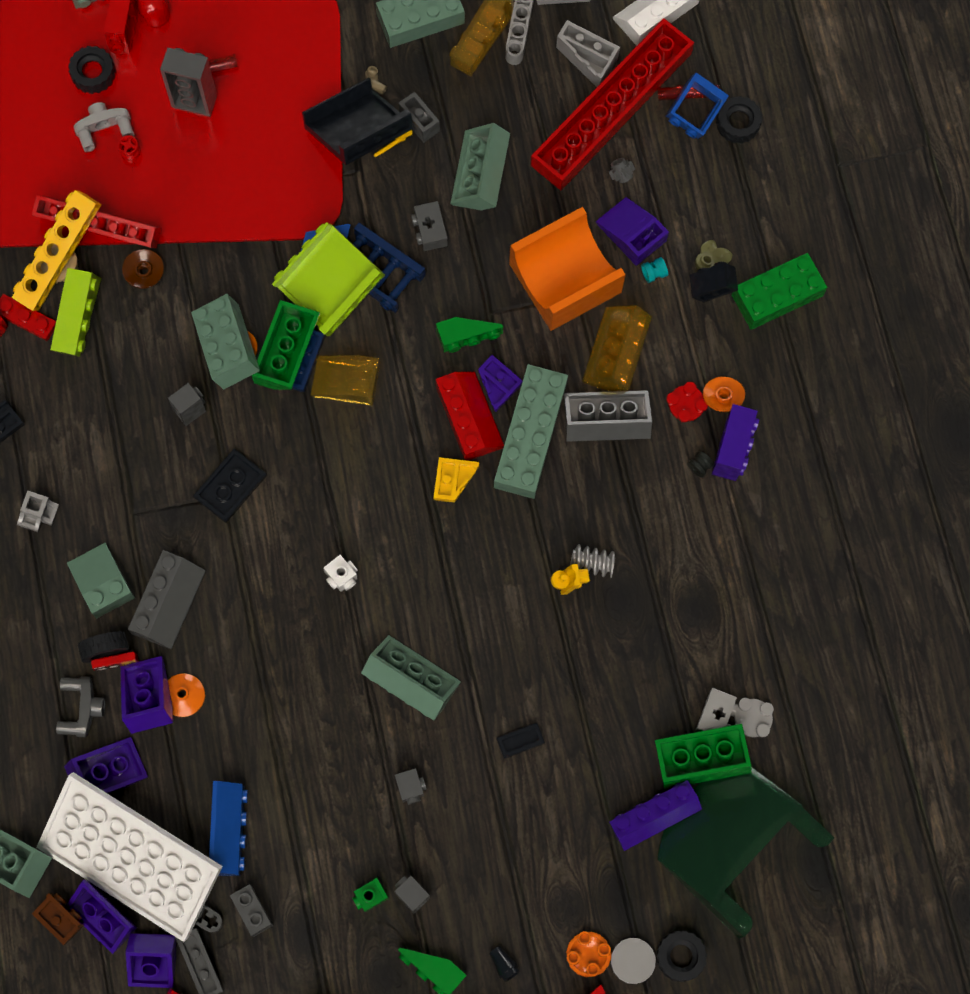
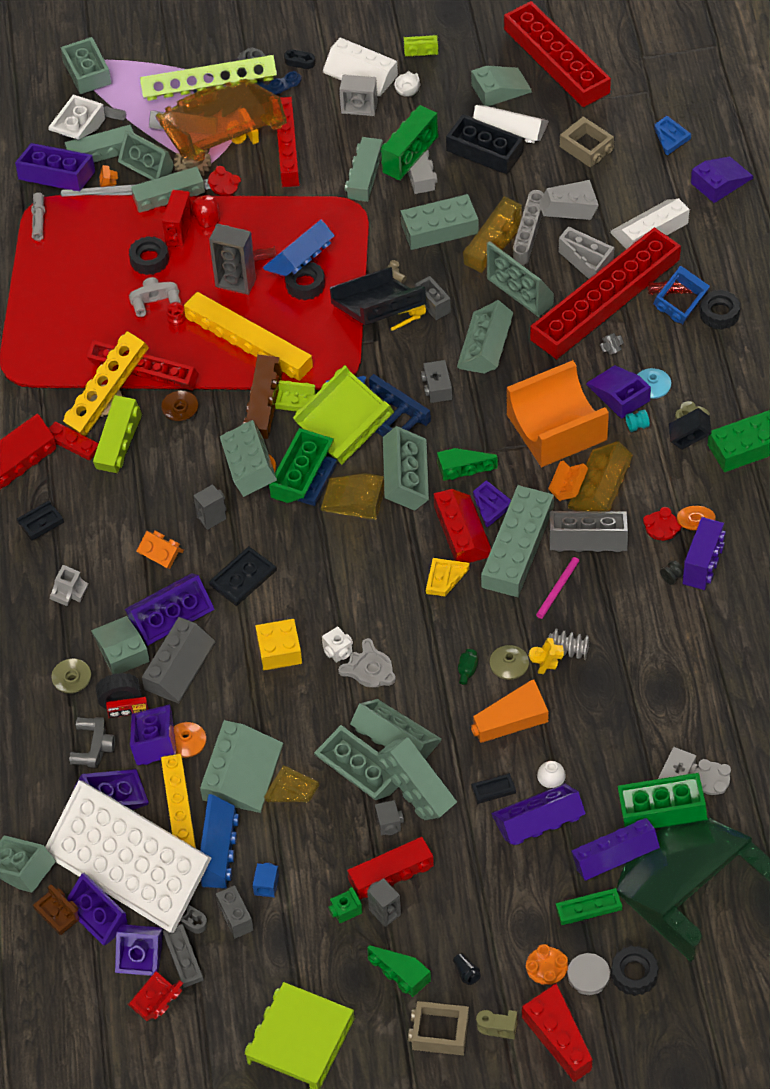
camera: 10 degrees right, 20 degrees down
(42, 617) = (71, 669): none -> olive dish
(135, 456) = (159, 549): none -> orange bracket
(152, 530) = (158, 612): none -> dark purple slope
(182, 787) = (178, 798): none -> yellow brick
(213, 176) = (247, 335): none -> yellow brick
(237, 256) = (264, 393): none -> reddish brown wedge
(246, 730) = (241, 766): none -> sand green slope
(265, 62) = (301, 250): none -> blue slope
(272, 252) = (293, 395): none -> lime bracket
(273, 82) = (306, 291): none -> black tyre
(276, 575) = (278, 644): none -> yellow brick
(282, 868) = (265, 880): none -> blue brick
(302, 751) = (291, 787): none -> clear yellow wing
(374, 726) = (356, 763): none -> sand green slope
(378, 596) = (369, 667): none -> light grey tile
(402, 346) = (405, 468): none -> sand green brick
(416, 847) = (393, 866): none -> red brick
(437, 750) = (415, 779): none -> sand green brick
(484, 590) = (467, 665): none -> dark green plant
(513, 93) = (518, 281): none -> sand green slope
(524, 591) = (511, 668): none -> olive dish
(537, 649) = (511, 714): none -> orange slope
(570, 771) = (539, 814): none -> dark purple slope
(576, 486) = (557, 588): none -> dark pink bar
(581, 721) = (551, 774): none -> white brick
(582, 351) = (567, 480): none -> orange bracket
(629, 882) = (588, 906): none -> green plate
(675, 224) = (657, 380): none -> medium azure dish

